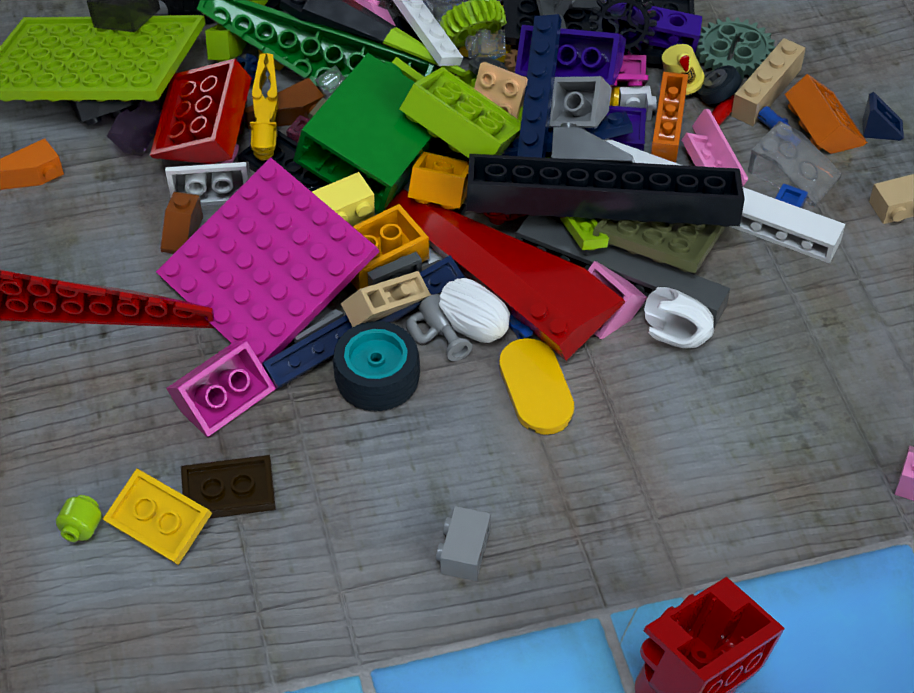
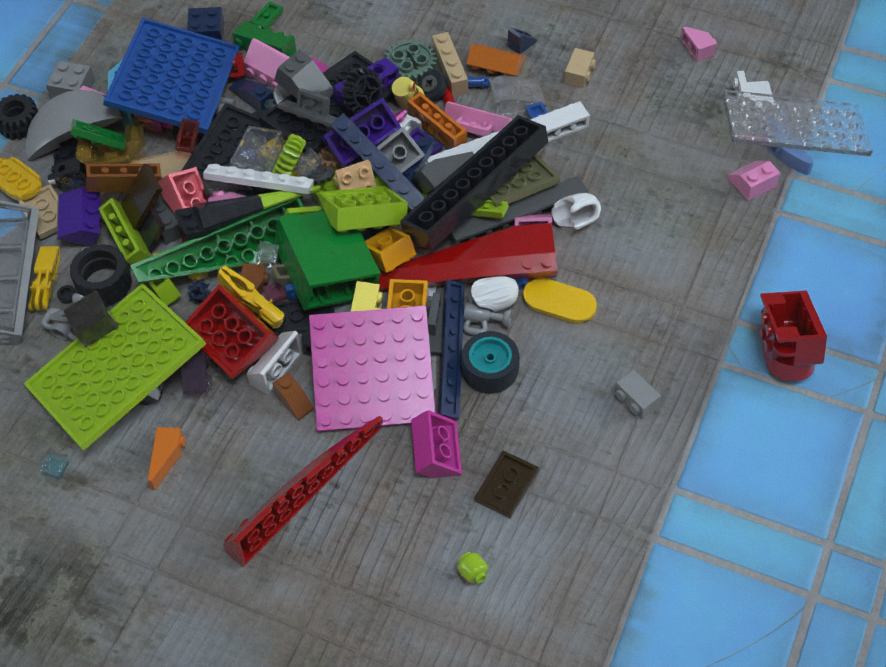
camera: 50 degrees left, 5 degrees up
(157, 516) = (503, 527): yellow plate -> none
(385, 298) = (454, 329): tan slope -> none

